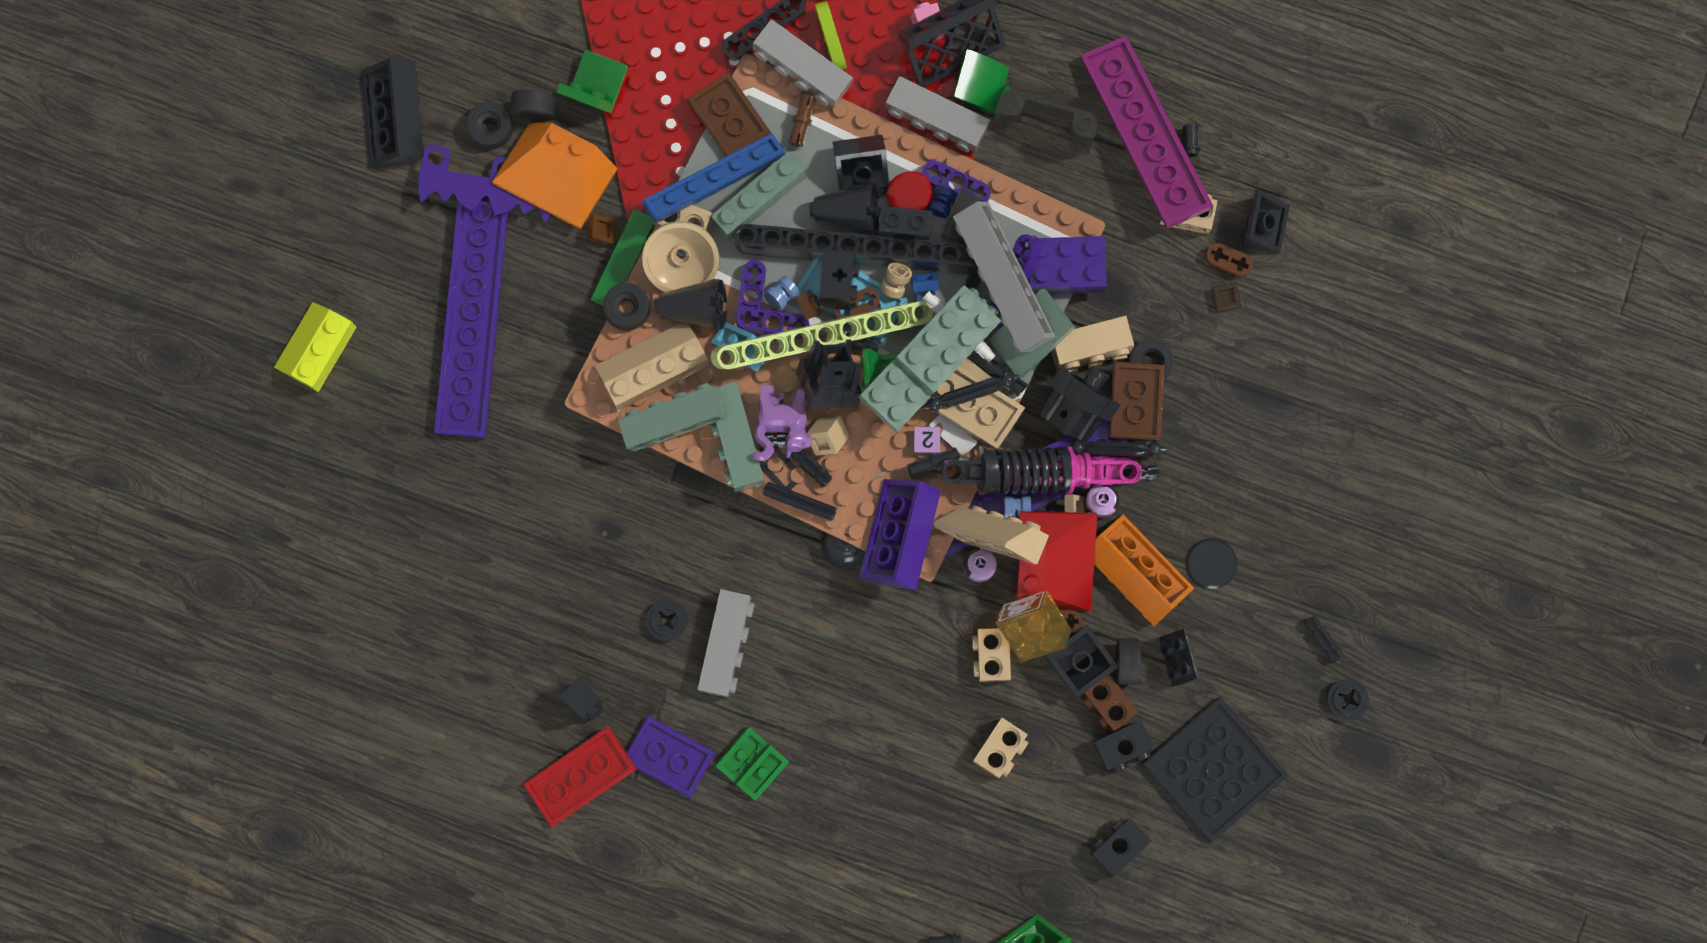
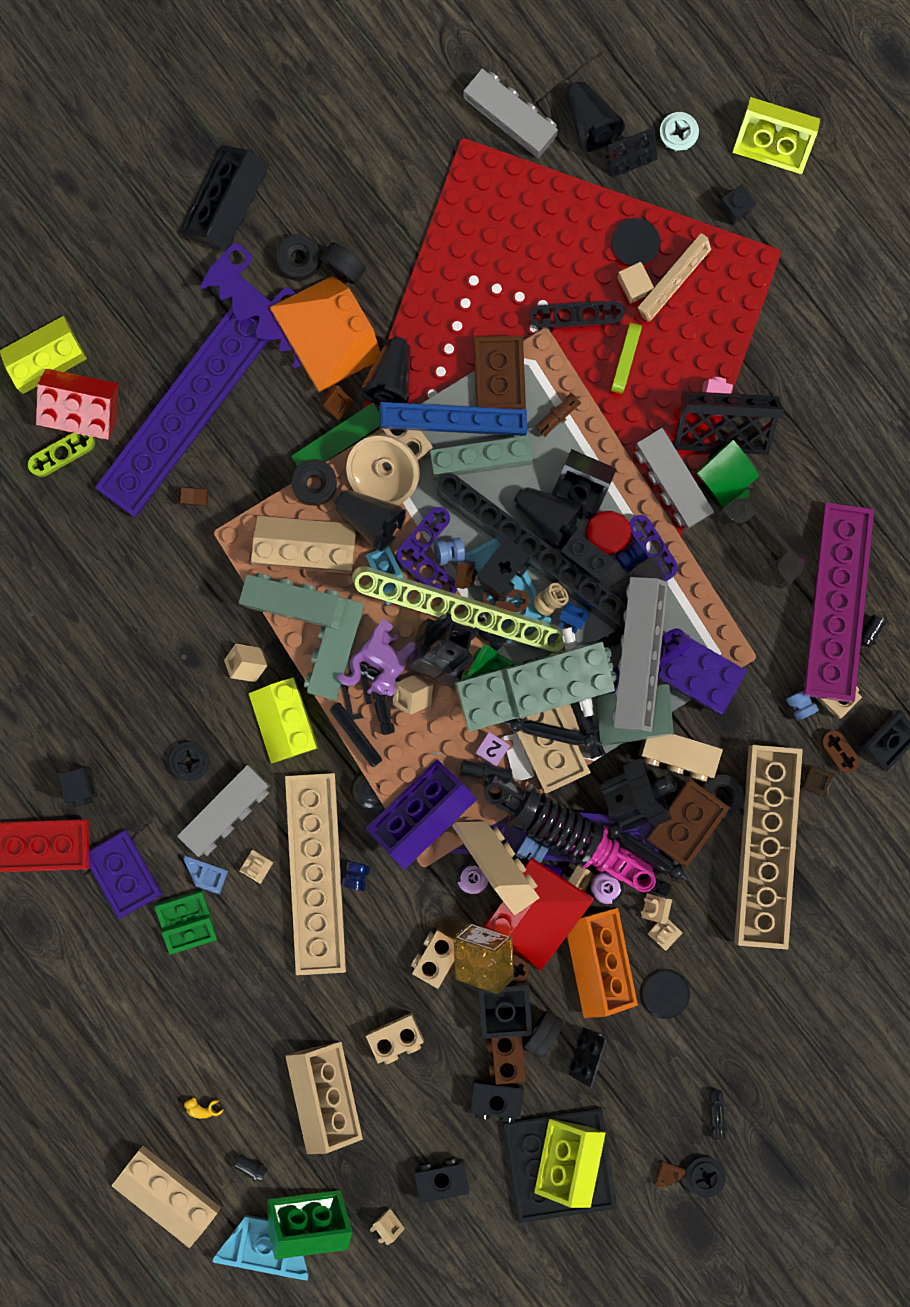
camera: 30 degrees right, 5 degrees up
(374, 368) = (76, 403): none -> brick
(400, 408) = (48, 468): none -> lime beam
(525, 388) = (193, 497): none -> reddish brown piece
(596, 81) = (407, 275): green bracket -> none
(633, 175) = (389, 374): none -> black cone
(662, 503) = (245, 662): none -> tan panel
(727, 532) = (283, 720): none -> neon yellow slope
(743, 711) = (206, 875): none -> medium blue tile
(784, 675) = (256, 866): none -> tan tile
(802, 64) = (587, 367): light grey brick -> none
(840, 649) = (315, 874): none -> tan plate
(868, 923) = (199, 1112): none -> yellow arm
(876, 634) = (353, 881): none -> clear blue wheel
(971, 840) = (324, 1098): none -> tan slope
(1099, 918) = (388, 1227): none -> tan tile
(1157, 492) = (656, 908): none -> tan tile
(1171, 240) = (802, 705): none -> medium blue wheel
(1177, 510) = (664, 934): none -> tan tile
(1219, 378) = (768, 847): none -> tan brick
(1222, 759) = (569, 1163): none -> neon yellow slope
(1314, 718) = (668, 1174): none -> reddish brown tile

